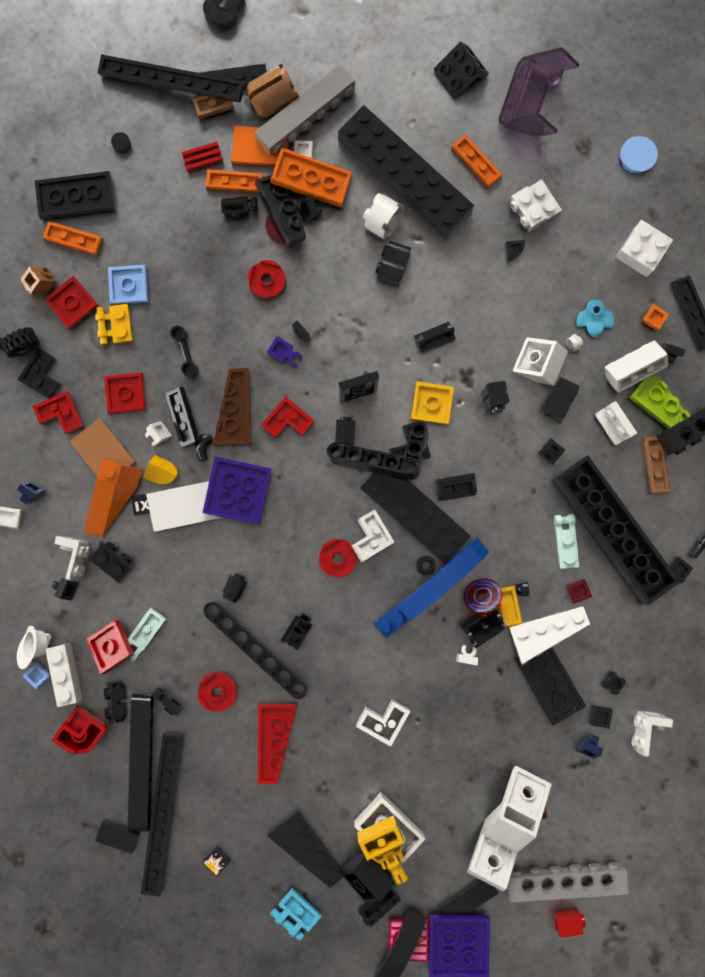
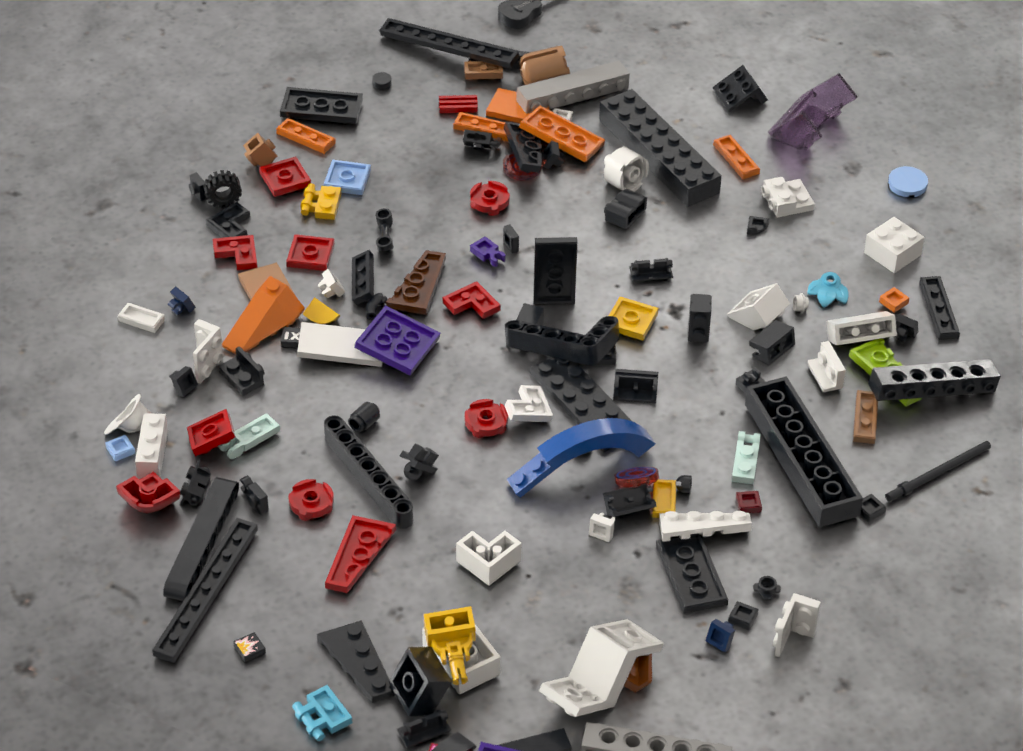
camera: 20 degrees right, 40 degrees down
(117, 837) = (146, 601): black tile -> none

